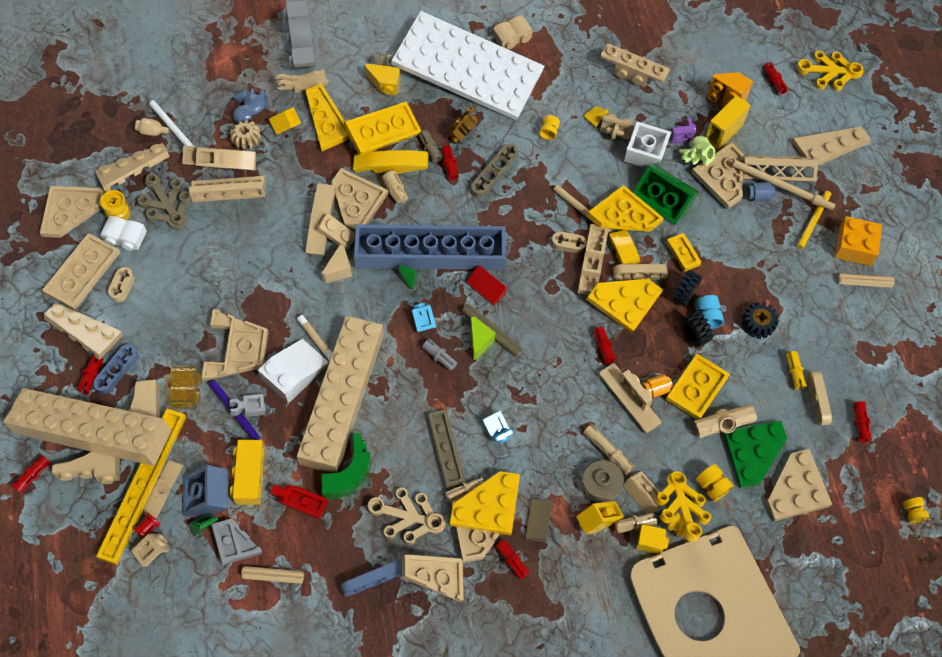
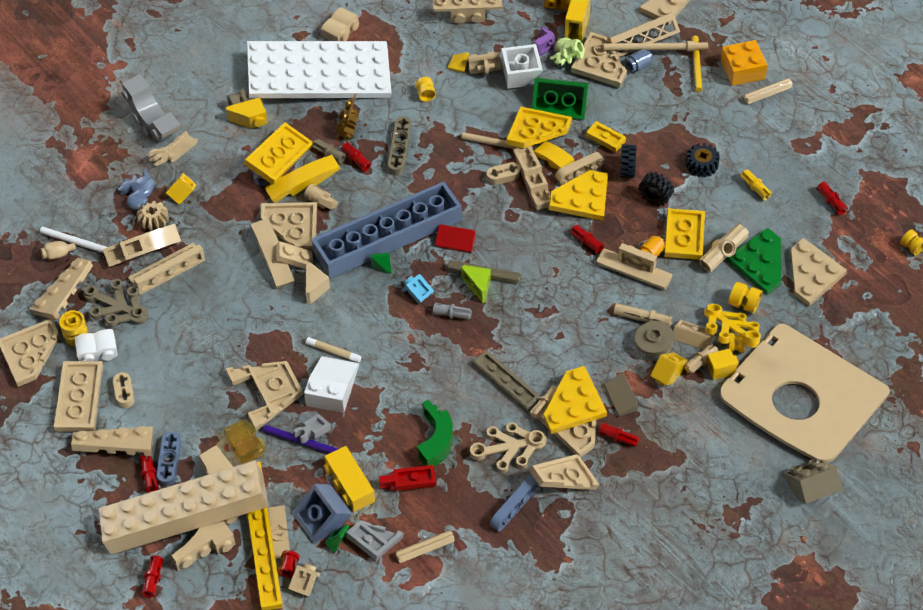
camera: 25 degrees left, 10 degrees down
(326, 118) = (222, 172): yellow wing -> none
(341, 395) = (389, 380): tan brick -> none
(497, 427) = (539, 343): bracket -> none
(709, 306) = (655, 164): medium azure wheel -> none
(819, 398) = (787, 196): tan beam -> none

